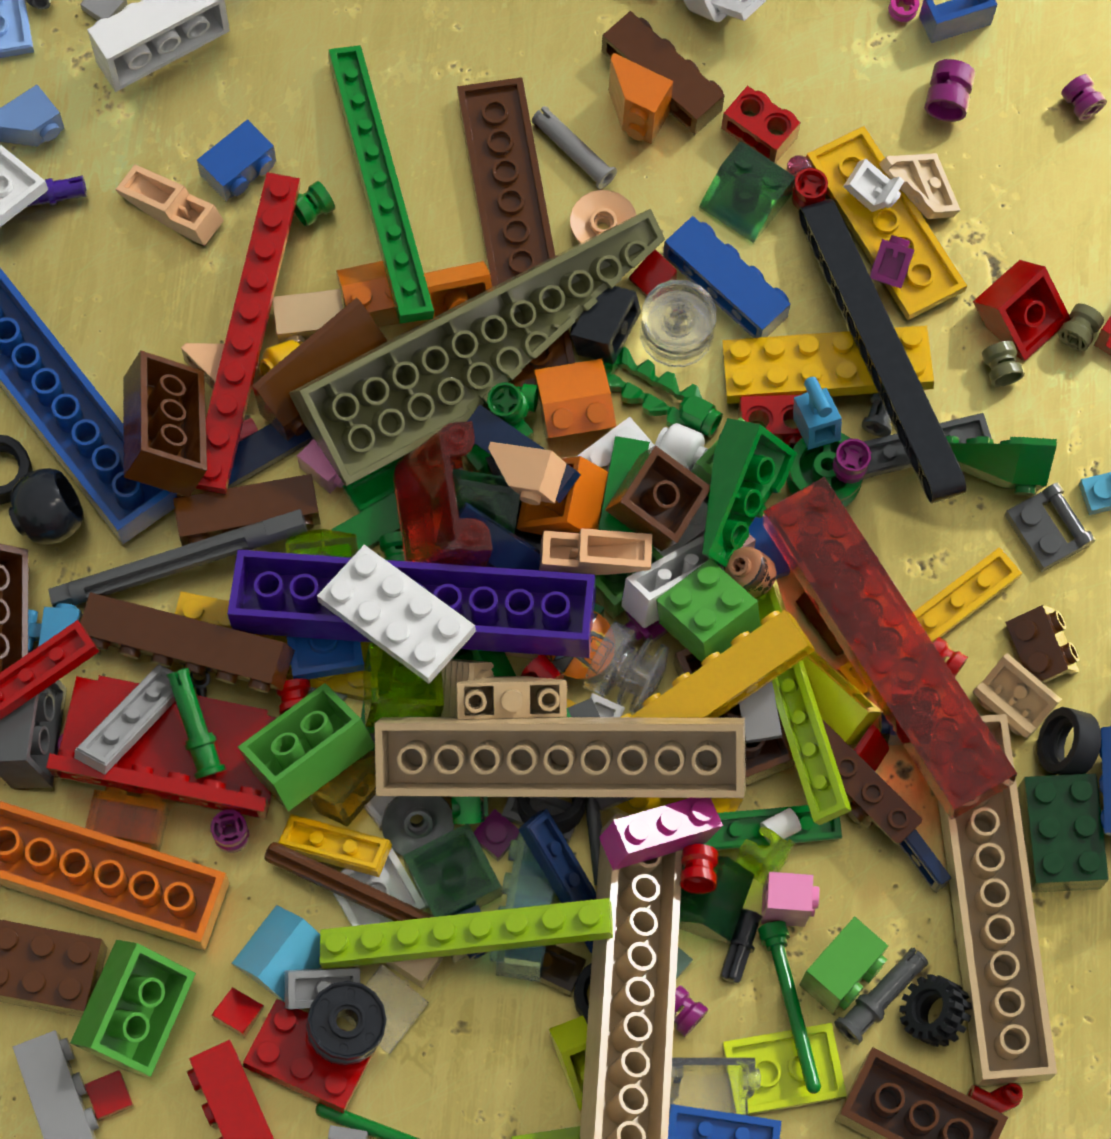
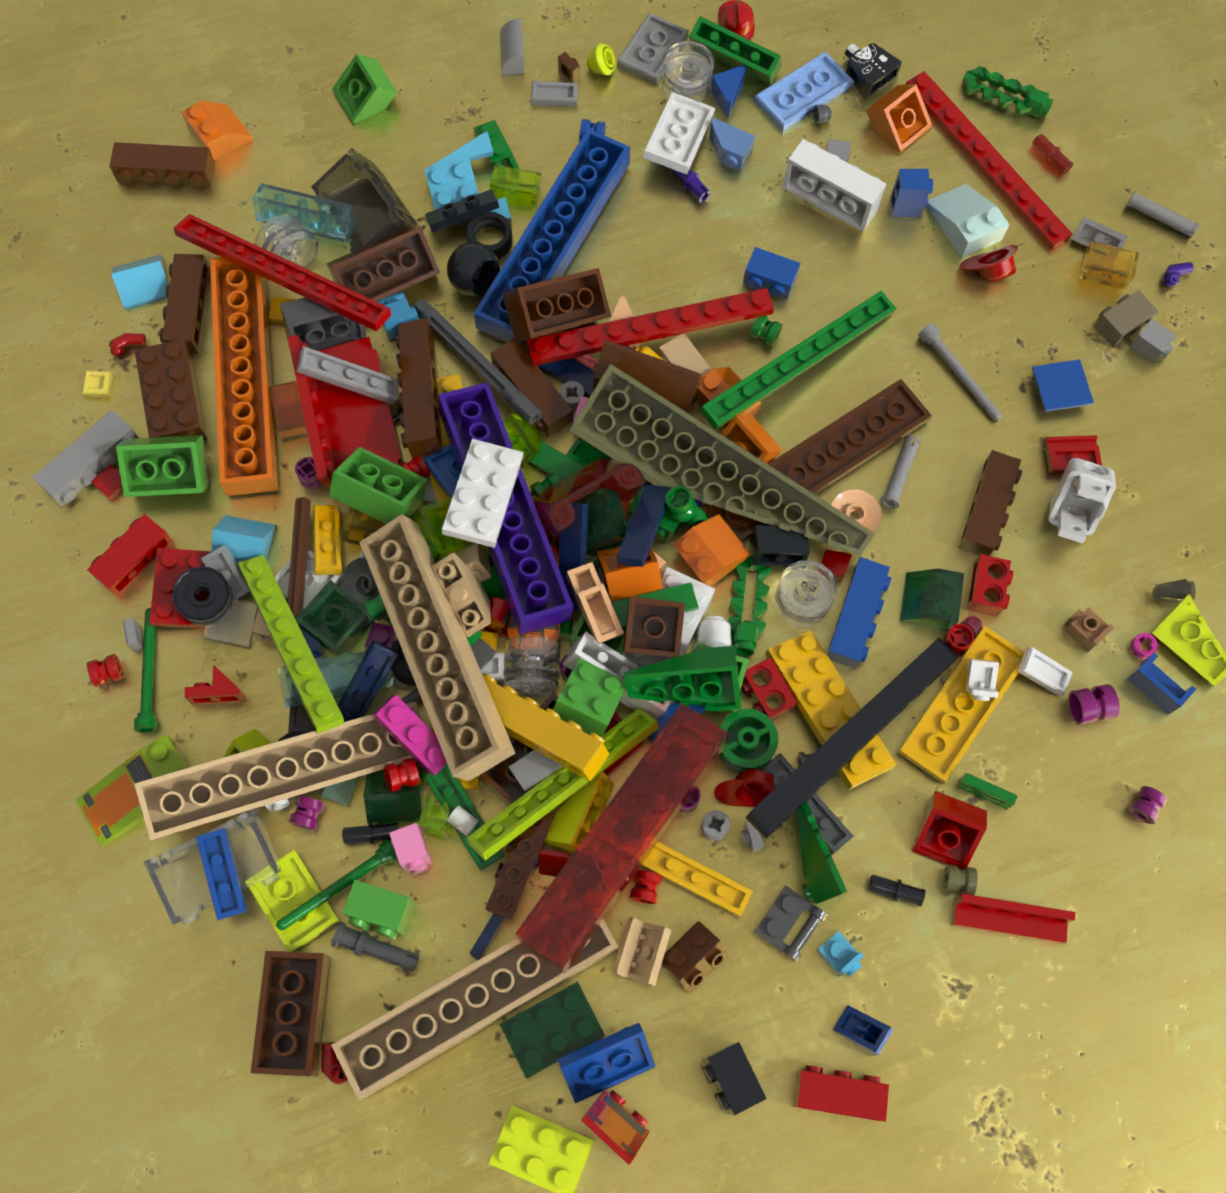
camera: 65 degrees right, 0 degrees up
(170, 204) = (719, 250): light nougat slope -> none
(199, 741) = (357, 425): green pin -> none
(237, 1012) = (193, 532): red slope -> none
(278, 459) = (572, 387): none -> light grey wheel
(417, 25) = (931, 335): none -> light grey piece
(476, 1052) = (221, 691): none -> red slope
(529, 471) = (624, 531): light nougat slope -> none
(639, 98) = (958, 495): orange slope -> none
(752, 570) = (634, 715): nougat head -> none
(816, 415) = (778, 711): dark azure brick -> none
(855, 454) = (758, 746): magenta wheel -> none
(860, 50) = (1087, 628): none -> medium nougat brick
(882, 493) = (747, 788): none -> red piece
(889, 120) = (1045, 671): none -> white tile
(892, 261) = (932, 717): magenta bracket -> none
(902, 561) = (711, 829): none -> light grey wheel
(923, 183) = (1009, 716): tan wing -> none
(937, 518) = (752, 838): none -> light grey plate
(950, 1018) = (377, 1001): black tyre -> none
(996, 250) = (986, 791): none -> green tile
(1003, 363) = (899, 834): olive wheel -> none
(1053, 738) = (621, 1005): black tyre -> none
(1062, 397) = (896, 890): none -> black axle

